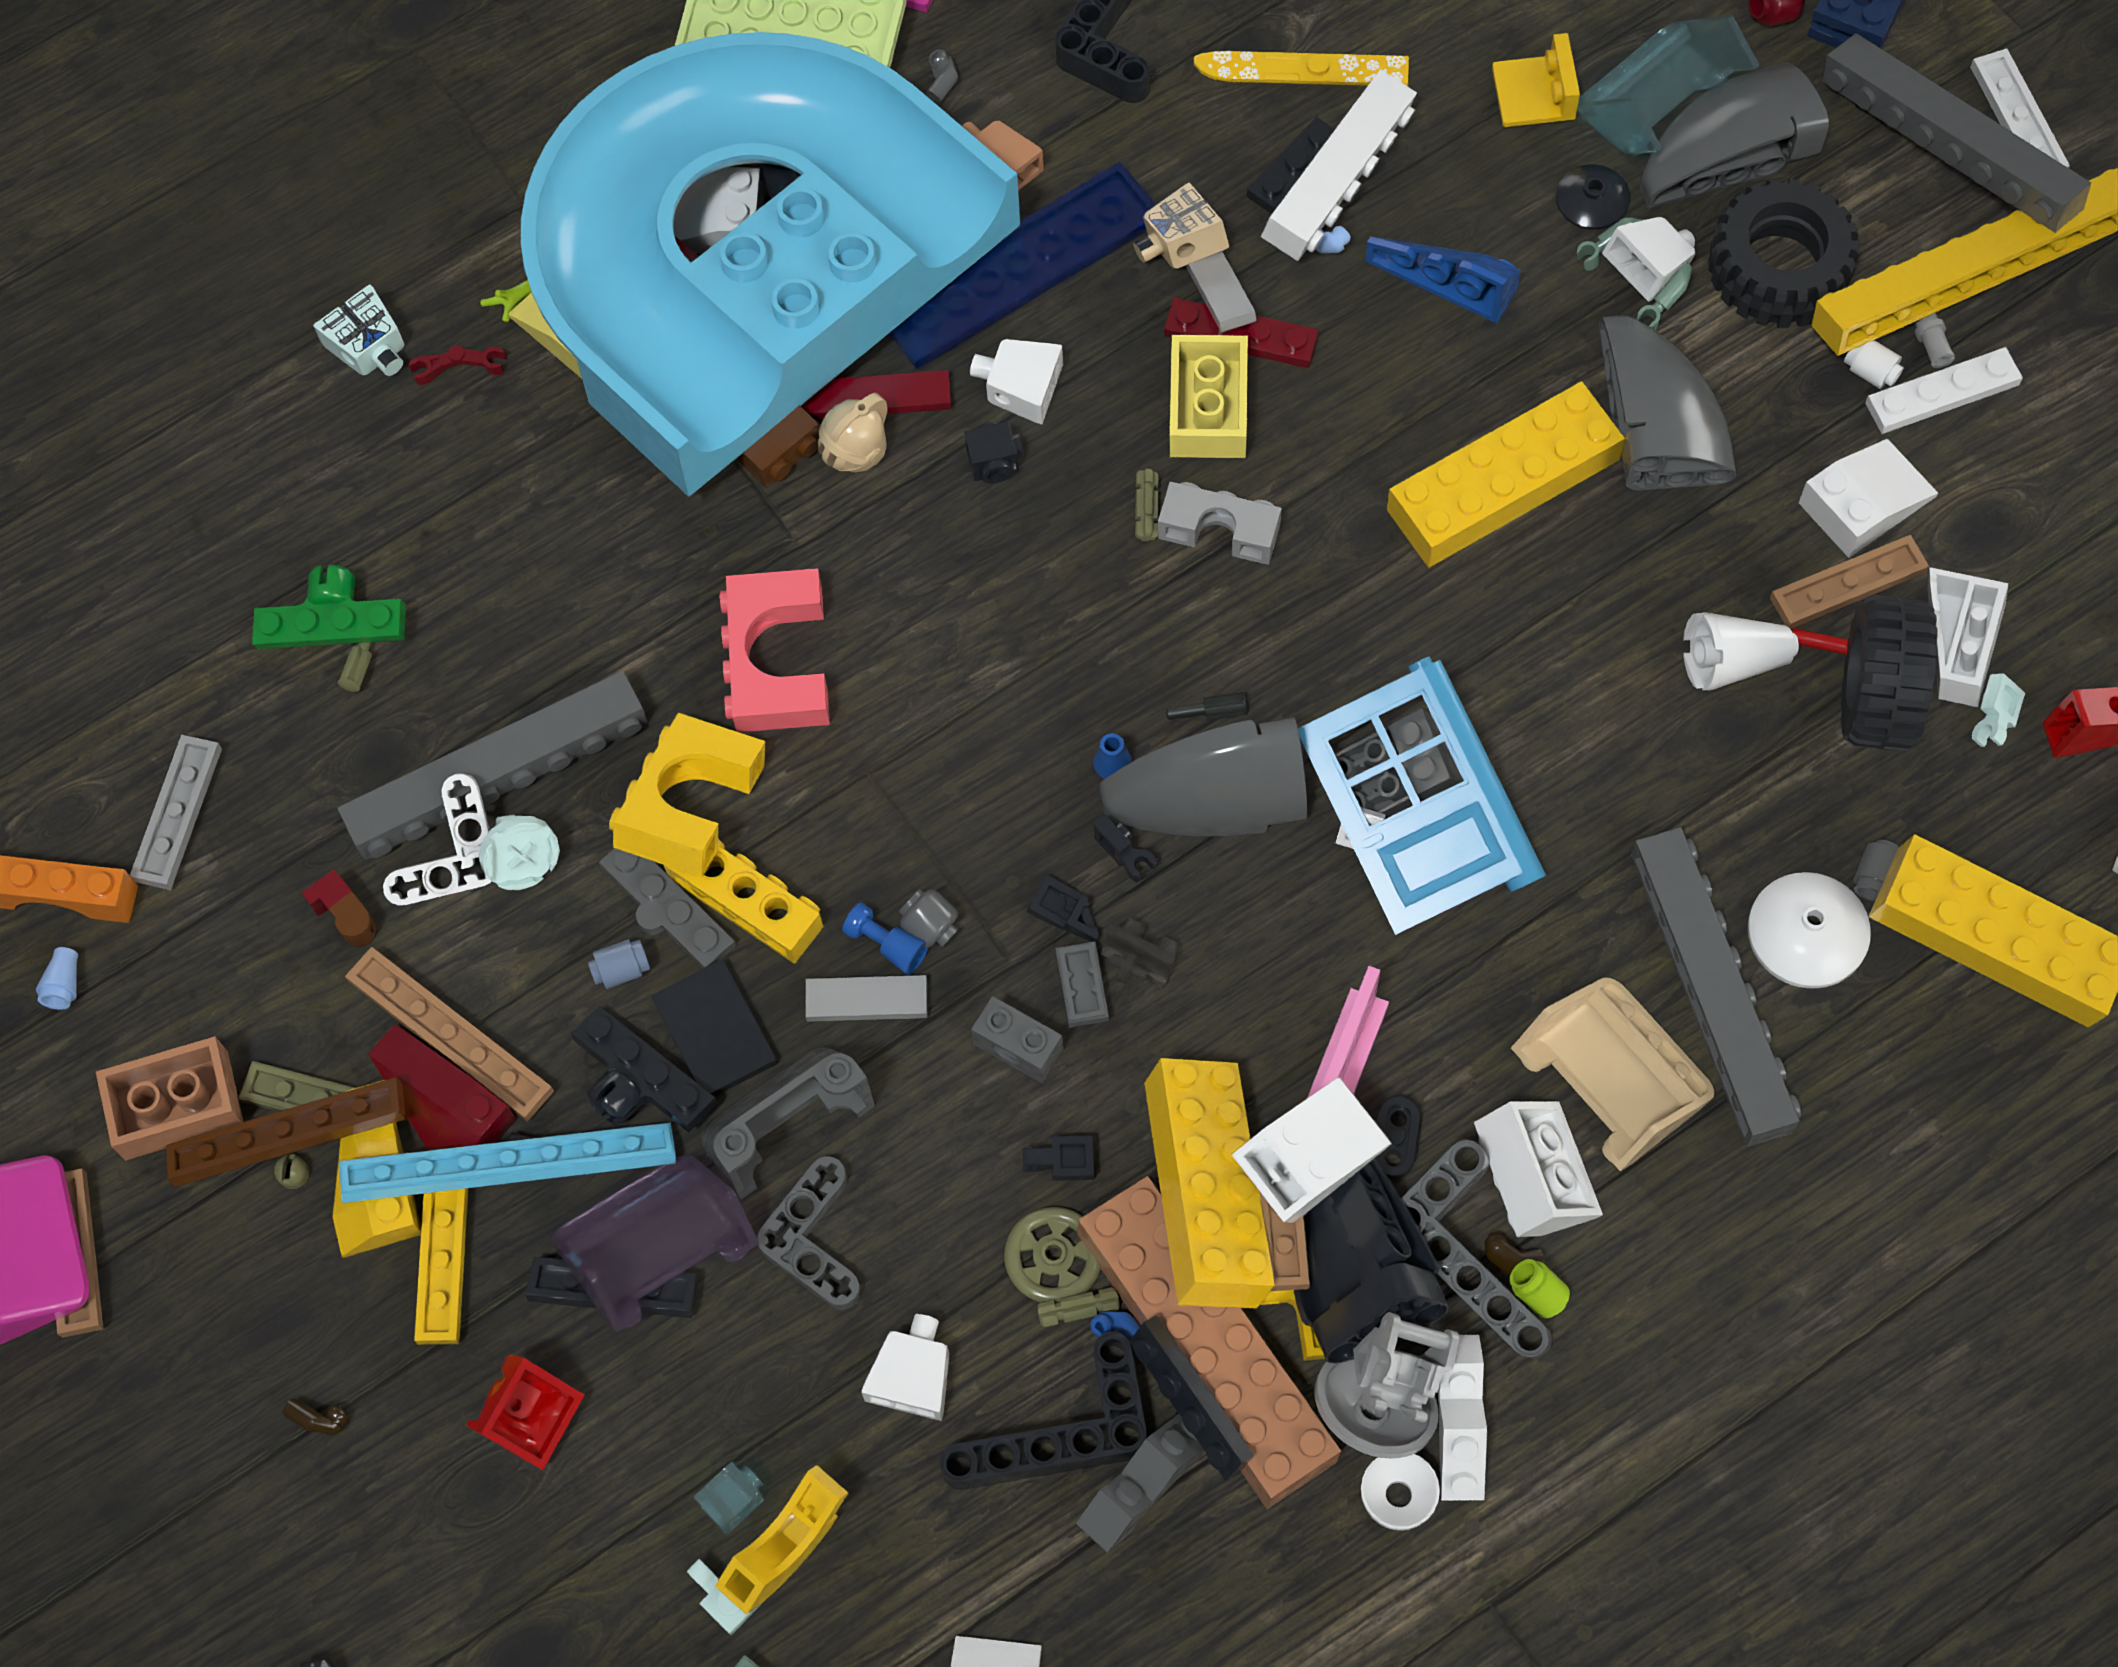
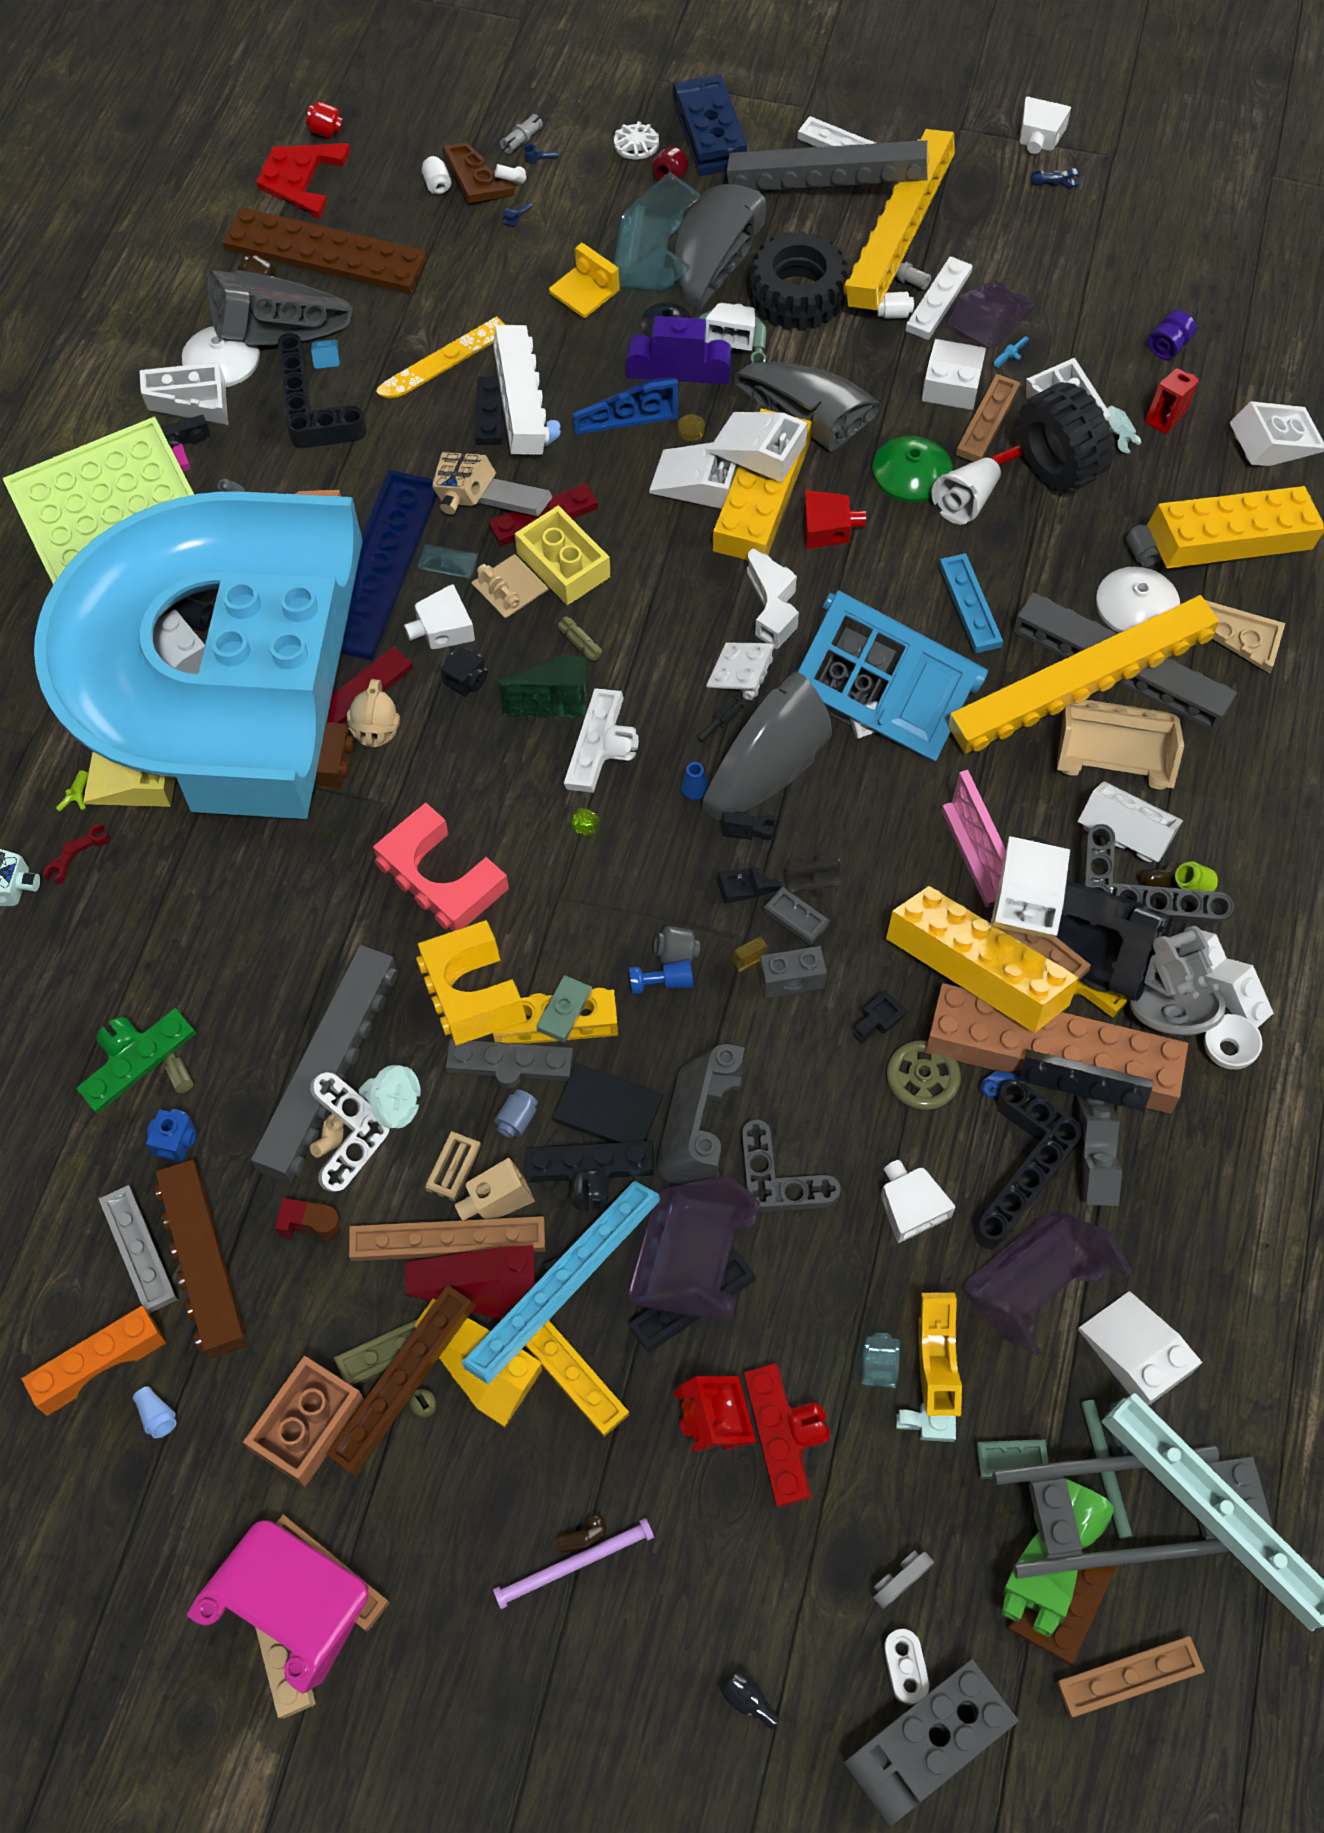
camera: 45 degrees left, 5 degrees down
(199, 1409) = (573, 1563): none -> lavender bar
(219, 867) = (201, 1260): none -> reddish brown brick
(294, 723) = (171, 1134): none -> blue brick
(433, 846) = (331, 1137): none -> tan arm
(525, 979) = (443, 1190): none -> tan tile
(528, 1026) = (495, 1192): none -> tan torso
(578, 1485) = (784, 1433): none -> red plate
(750, 894) = (564, 1008): none -> sand green plate
(866, 998) = (680, 1020): light grey tile -> none
(955, 1543) = (1039, 1267): none -> clear purple windscreen
(963, 712) = (584, 821): none -> clear neon green bush
(994, 984) = (749, 953): none -> clear yellow tile
(1053, 539) = (547, 689): none -> clear green slope
(1059, 636) = (600, 741): none -> white plate
(1078, 1307) = (966, 1090): olive axle -> none
(1094, 312) = (448, 561): none -> clear light blue slope
(1129, 388) = (508, 585): none -> tan hinge
(1191, 509) = (650, 606): light grey arch -> none
(1283, 667) = (742, 667): none -> white hinge
(1408, 605) = (775, 587): none -> white arch
(1444, 405) = (694, 475): none -> white slope
(1498, 345) = (691, 427): none -> clear yellow tile
(1529, 424) = (762, 442): none -> white slope
(1542, 569) = (829, 519): none -> red torso
(1558, 248) = (679, 352): none -> dark purple brick
(1608, 785) = (970, 603): none -> dark azure plate
(1638, 965) = (1083, 674): none -> yellow brick
(1684, 587) = (909, 467): none -> green dish
(1890, 1059) = (1248, 635): none -> tan wing
(1962, 519) = (1010, 351): none -> dark azure piece
(1983, 453) = (990, 312): none -> clear purple slope

